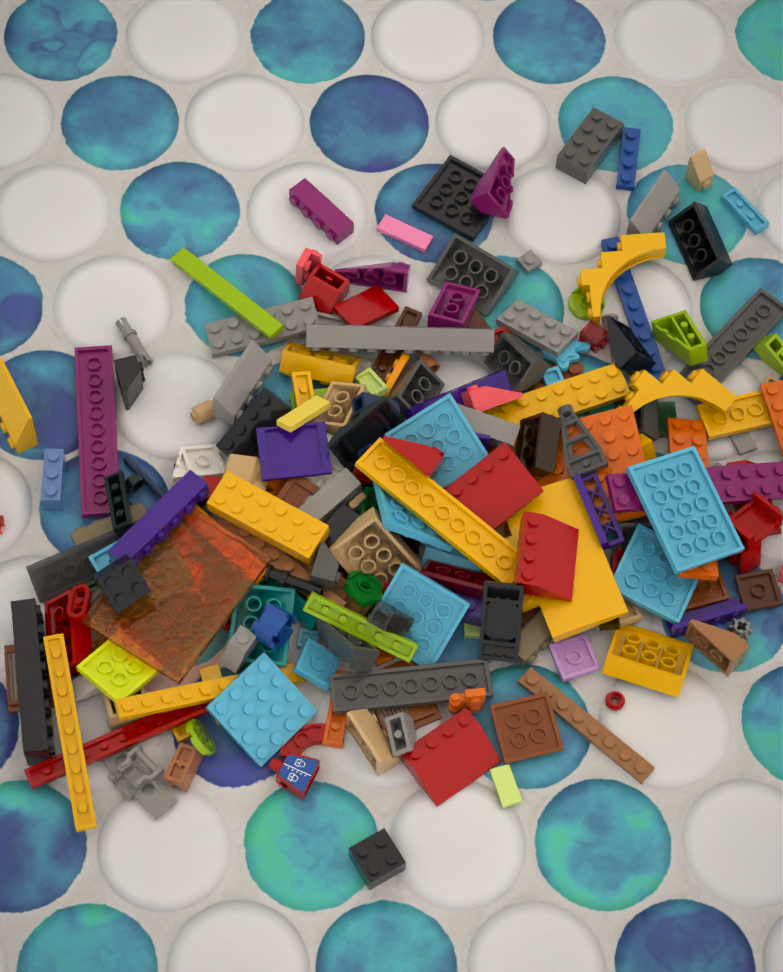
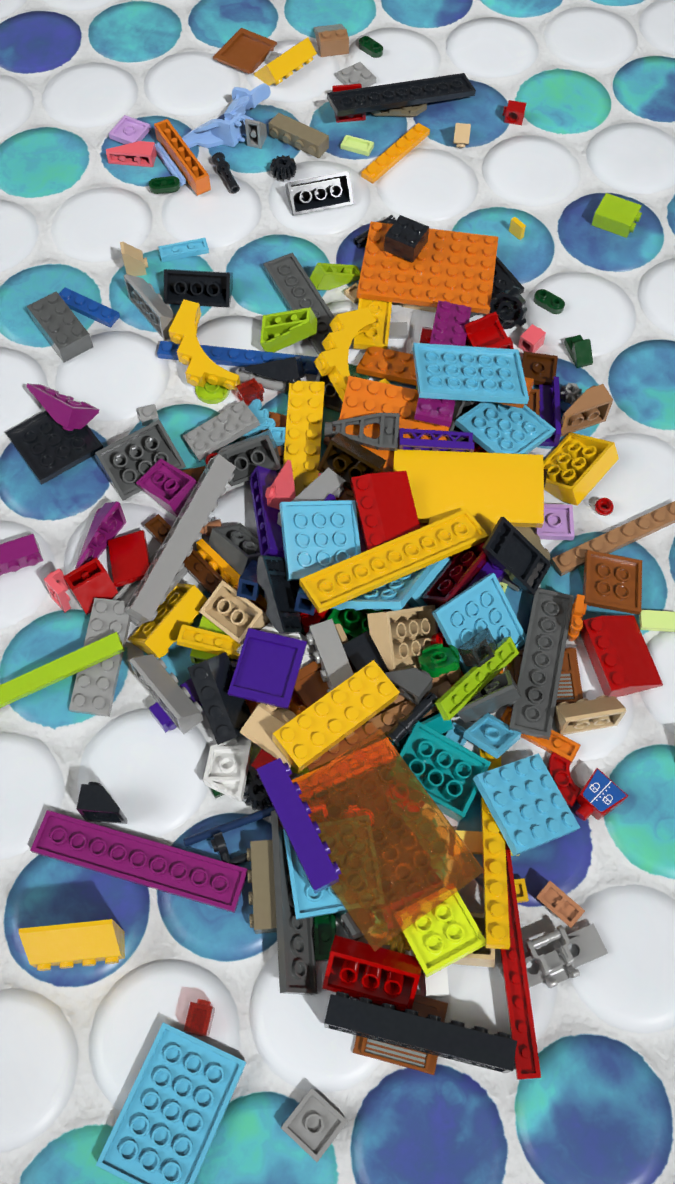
camera: 65 degrees left, 0 degrees up
(53, 479) = (178, 927): medium blue brick -> none
(70, 733) = (495, 1010): yellow plate -> none
(79, 607) = (354, 946): red plate -> none
(118, 503) = (248, 862): black brick -> none
(121, 583) = (360, 887): black brick -> none
(130, 336) = (44, 788): light grey pin -> none
(200, 737) = (536, 873): lime tile -> none
(202, 412) = (169, 744): tan brick -> none
(238, 649) = (463, 798): light grey slope -> none
(274, 626) = (457, 753): blue brick -> none
(303, 413) = (231, 644): light yellow tile -> none
(372, 382) = (210, 580): yellowish green tile -> none
(401, 733) = (596, 684): light grey slope -> none
(405, 233) = (64, 499): bright pink tile -> none
(420, 455) = (336, 549): red slope -> none
(546, 557) = (470, 496): red slope -> none

